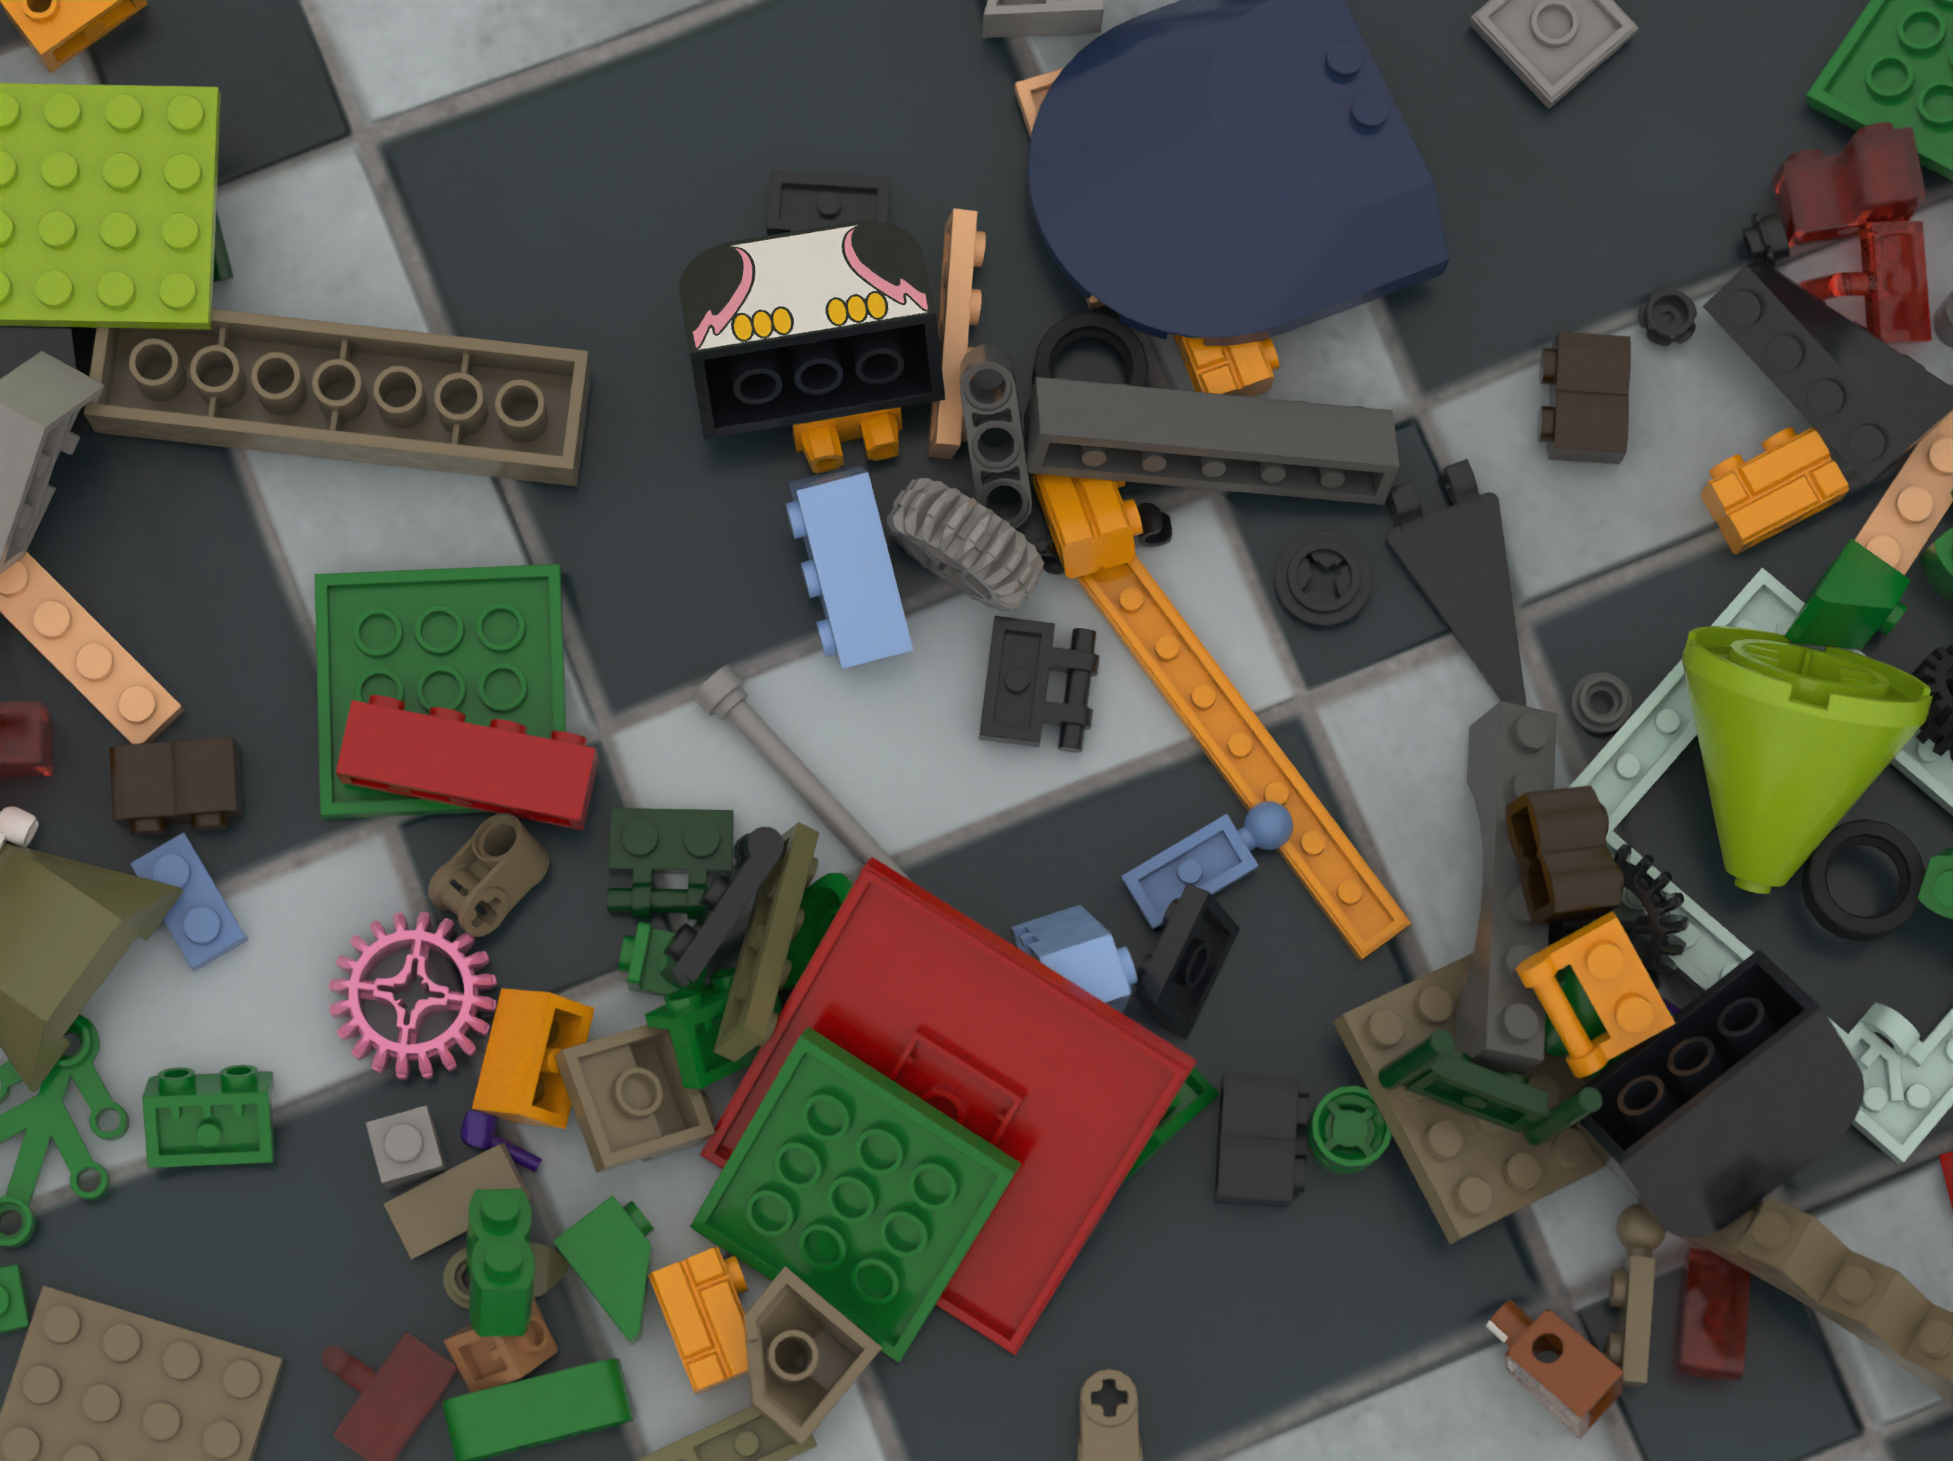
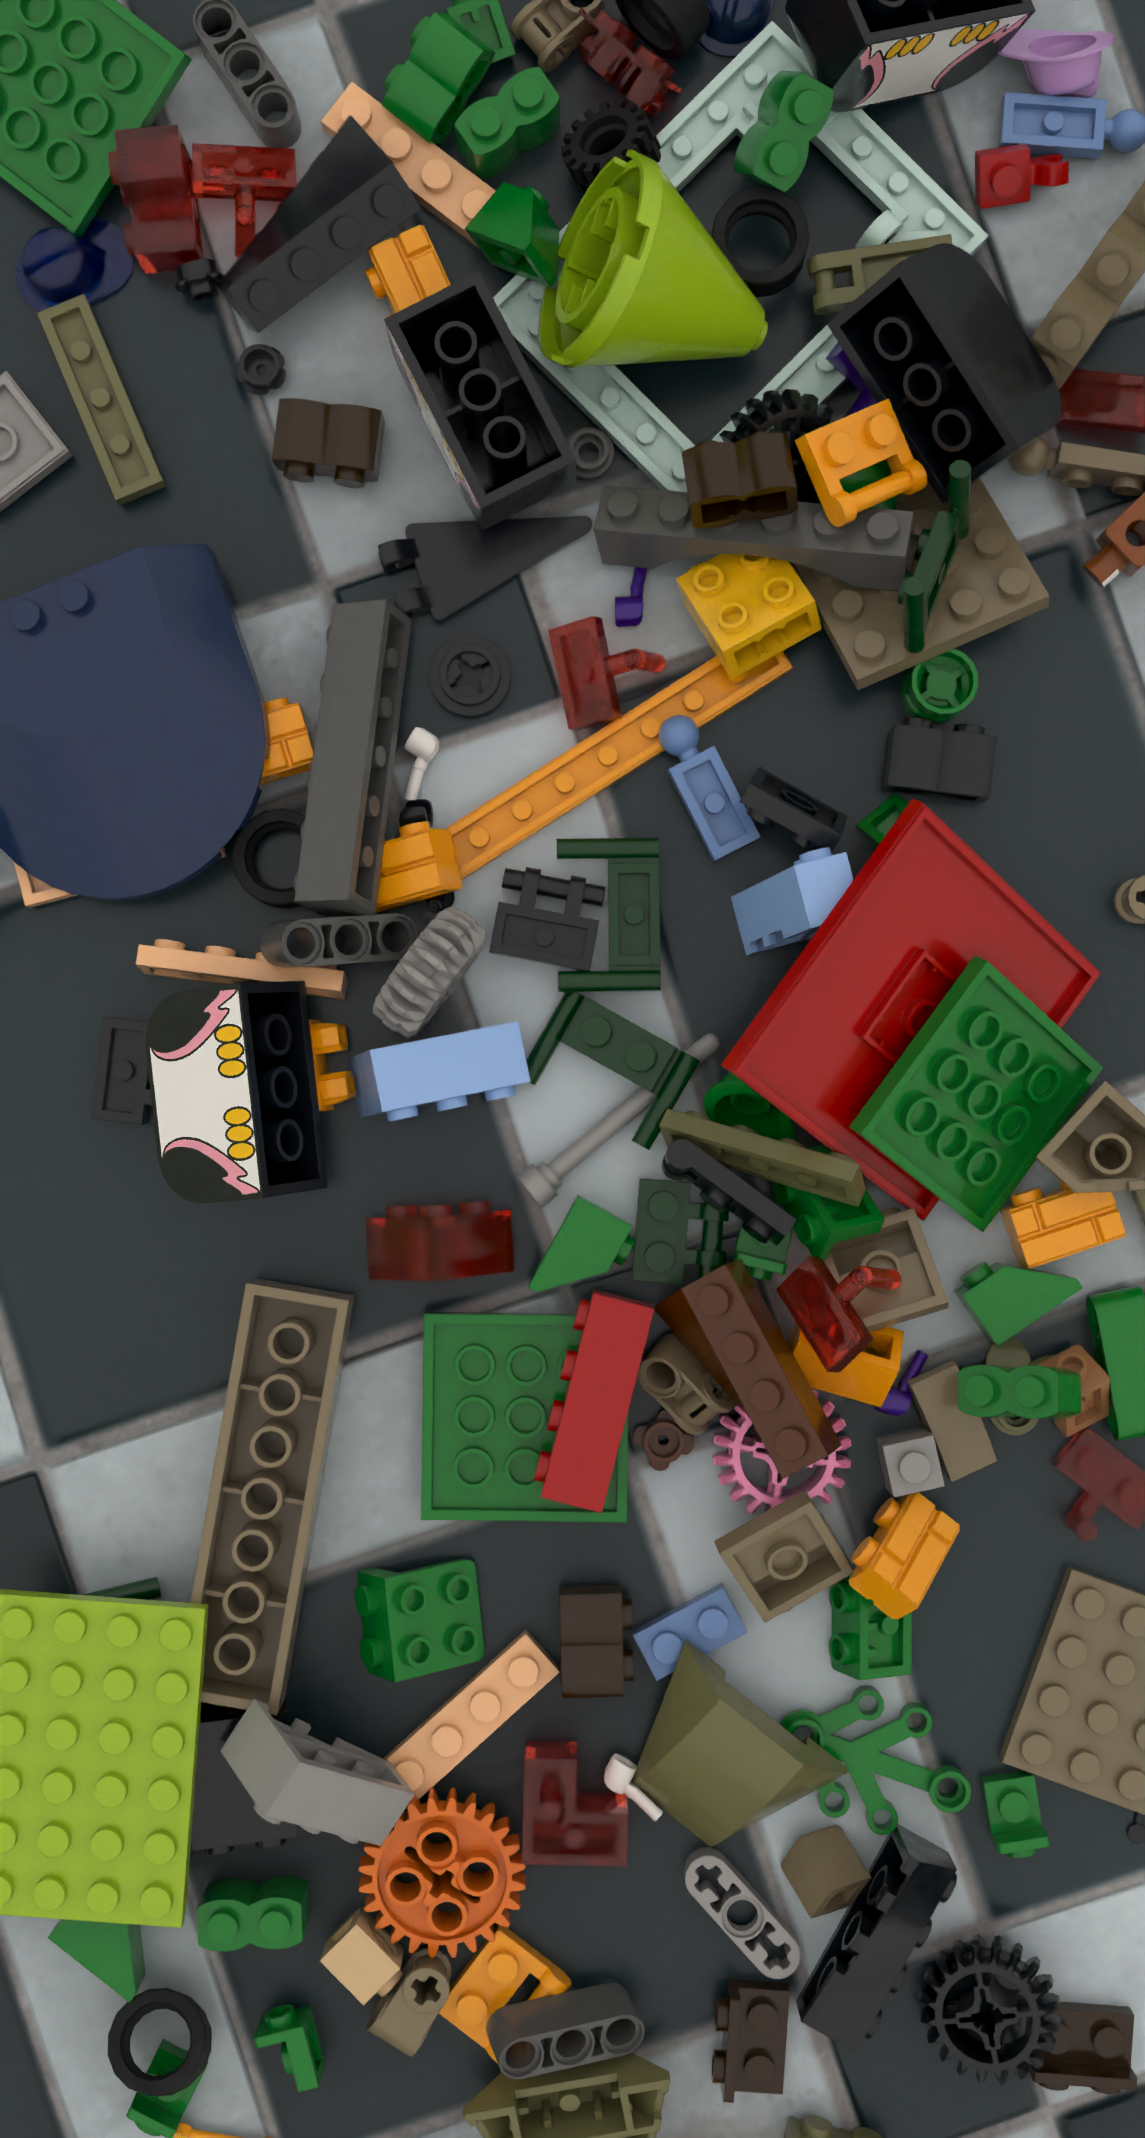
camera: 80 degrees left, 10 degrees up
(196, 582) = (419, 1619): none -> green bracket
(289, 999) = (784, 1556): none -> dark tan plate
(296, 1141) = (903, 1554): none -> light orange brick
(401, 855) = (660, 1454): none -> reddish brown plate
(541, 930) = (745, 1352): none -> reddish brown wedge
(589, 1018) = (825, 1308): none -> clear red plate
(643, 573) = (439, 1242): none -> clear red brick
(651, 746) = (583, 1246): none -> green slope
(888, 776) = (621, 1048): none -> dark green plate
(1049, 782) = (631, 914): none -> dark green plate
(1234, 531) = (425, 747): none -> white hand
(1338, 715) = (589, 671): none -> clear red plate
(1417, 763) = (630, 608): none -> dark purple hand
(1421, 892) = (748, 608): none -> yellow brick
(1615, 137) = (101, 399): none -> olive plate
(1636, 560) = (480, 401): none -> black brick
(1766, 93) = (67, 264): none -> clear blue piece
(1846, 1011) = (864, 267): none -> olive plate

